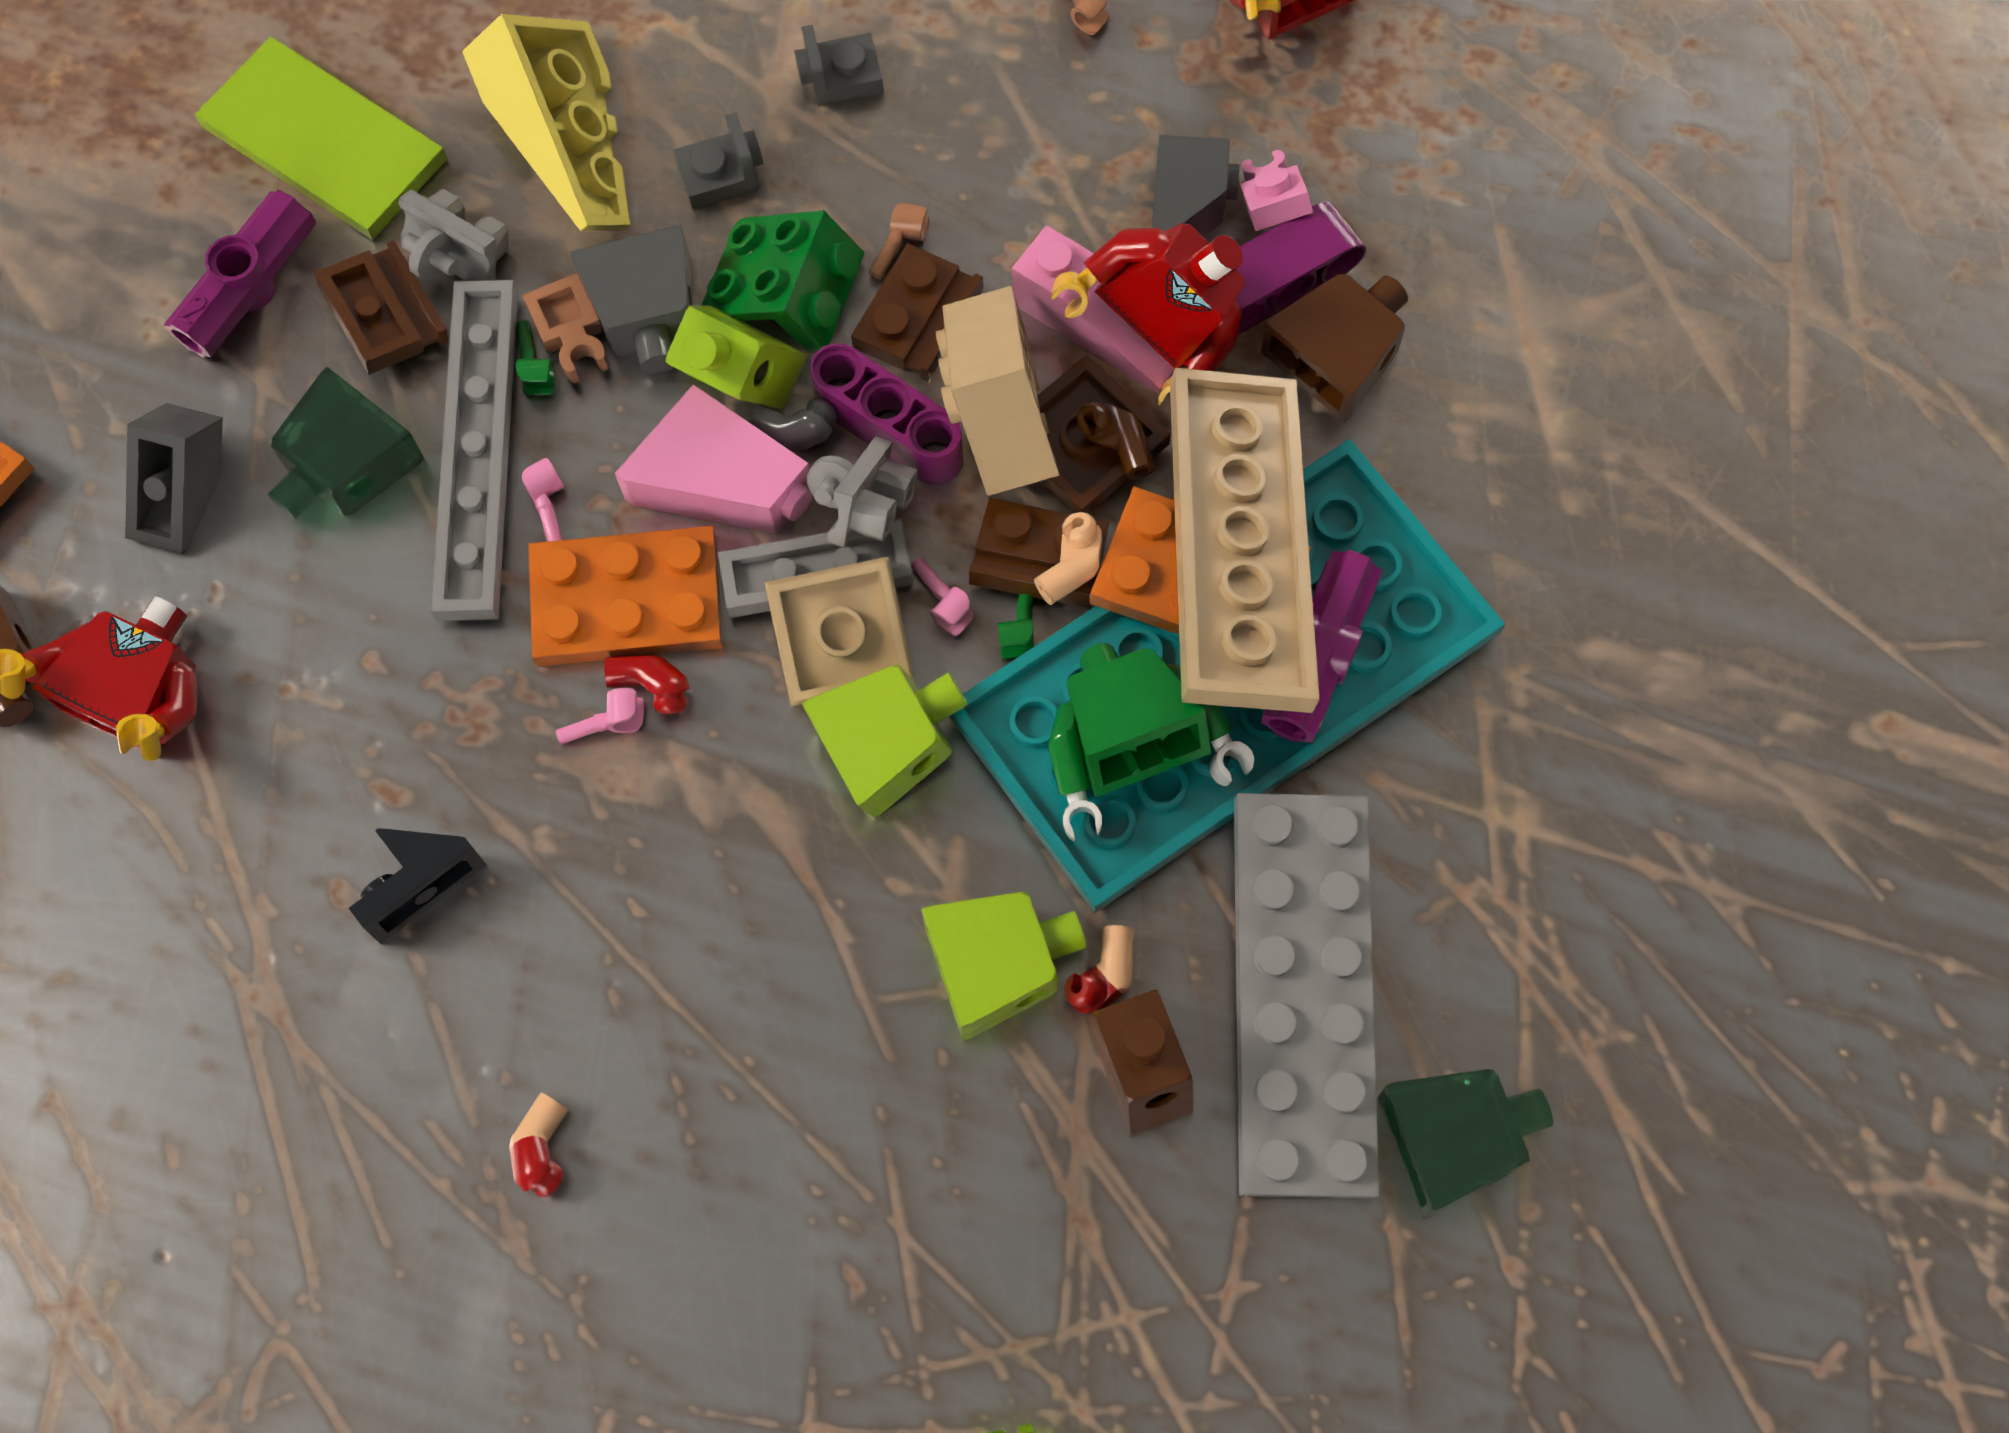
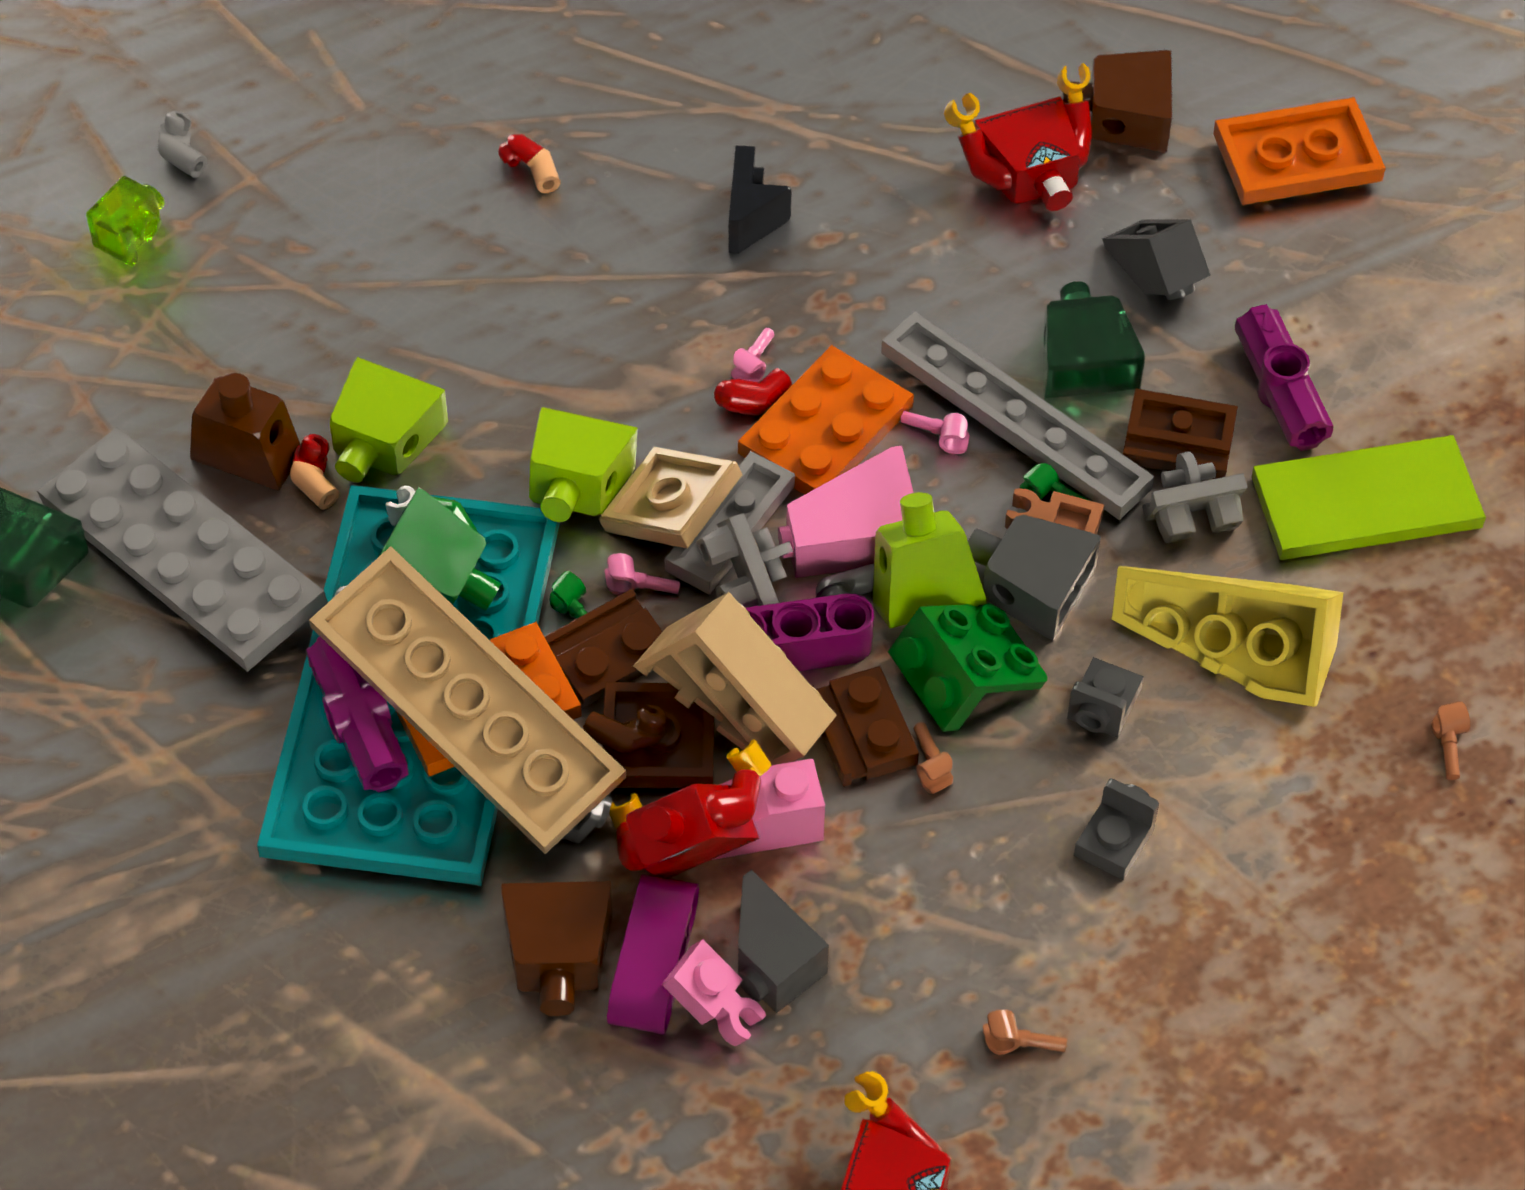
camera: 130 degrees right, 15 degrees down
(1078, 558) = (564, 635): light nougat arm -> none

